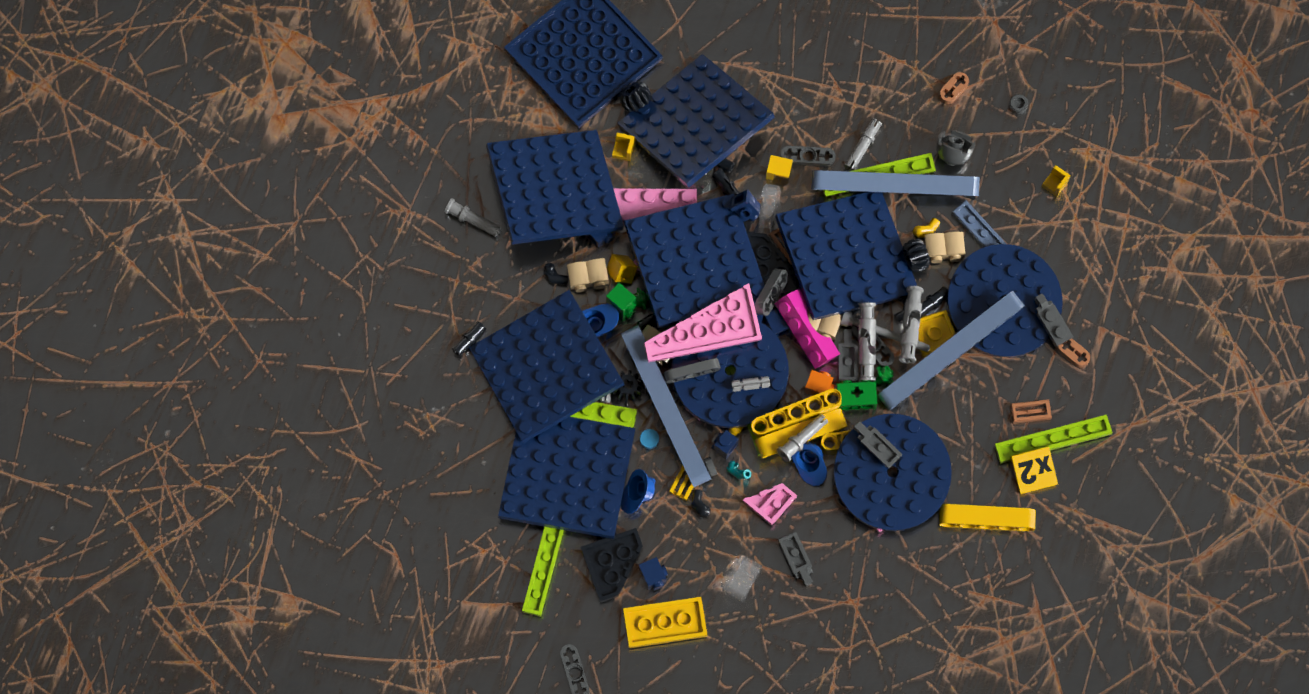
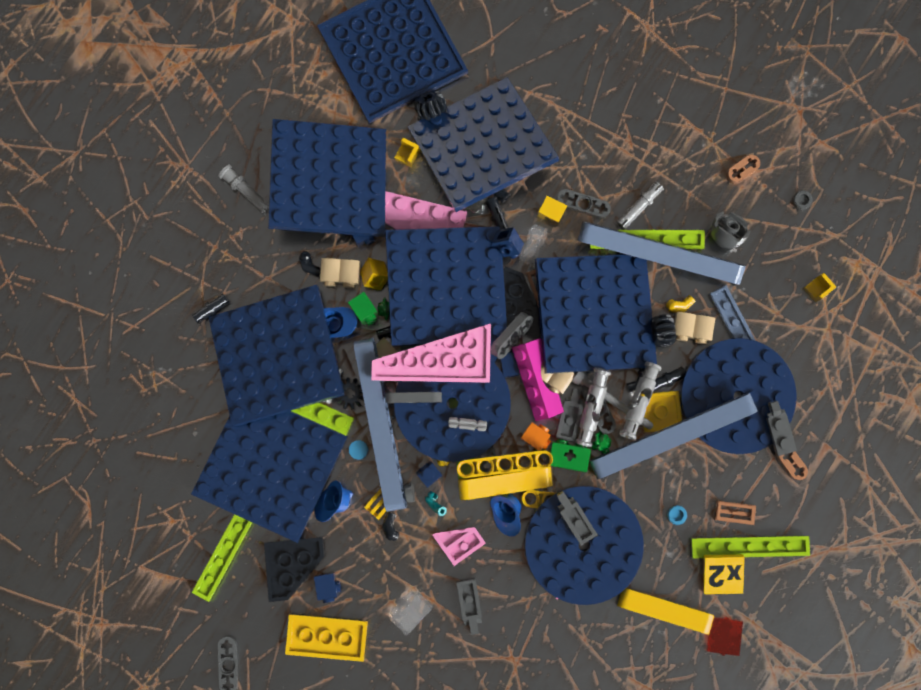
camera: 15 degrees right, 10 degrees up
(795, 443) = (496, 495): light grey pin -> none
(975, 427) = (676, 515): none -> dark azure tile
(1051, 530) = (725, 636): none -> clear red piece

